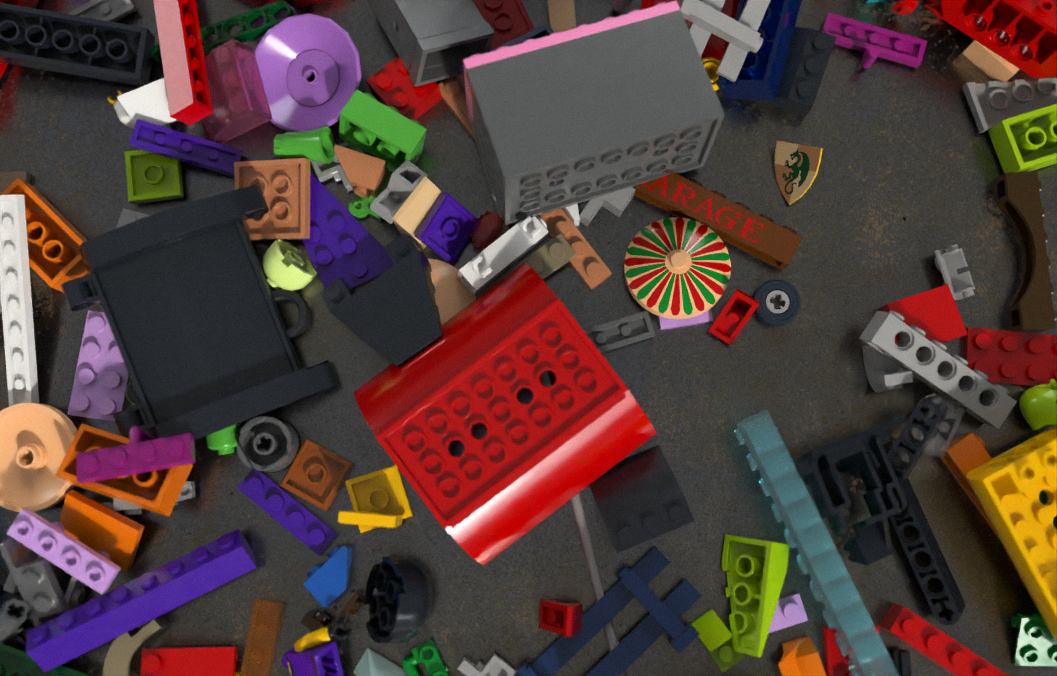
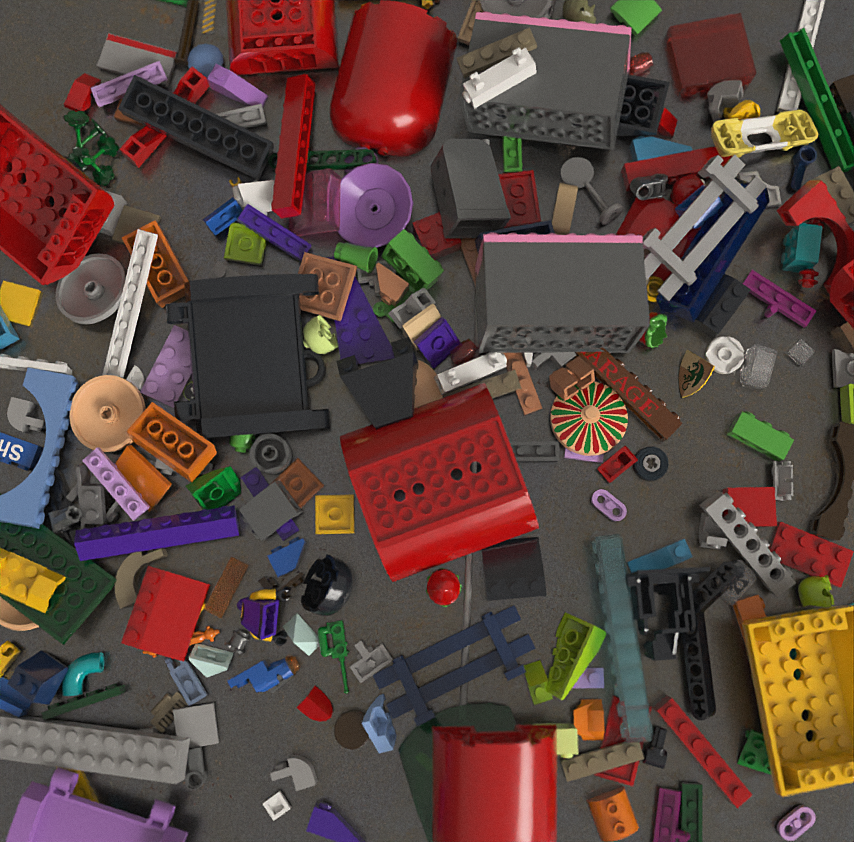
camera: 15 degrees right, 0 degrees up
(57, 396) = (136, 377): none -> white tile
(110, 146) = (223, 216): none -> blue panel
(135, 458) = (183, 436): magenta plate -> none
(205, 513) = (215, 488): none -> green slope
(288, 520) = (269, 510): none -> dark grey panel
(370, 518) = (326, 525): yellow tile -> none
(553, 551) = (443, 587): none -> red hair
(560, 617) = (434, 632): red slope -> none
(641, 213) = (575, 373): none -> nougat piece
(730, 130) = (656, 331): none -> bright green hair
(737, 374) = (608, 505): none -> lavender plate
(828, 130) = (725, 354): none -> white tile
(829, 423) = (662, 557): none -> dark azure slope
(875, 134) = (758, 366): none -> clear brick
(907, 223) = (760, 436): none -> bright green brick
(923, 100) = (800, 352): none -> clear tile

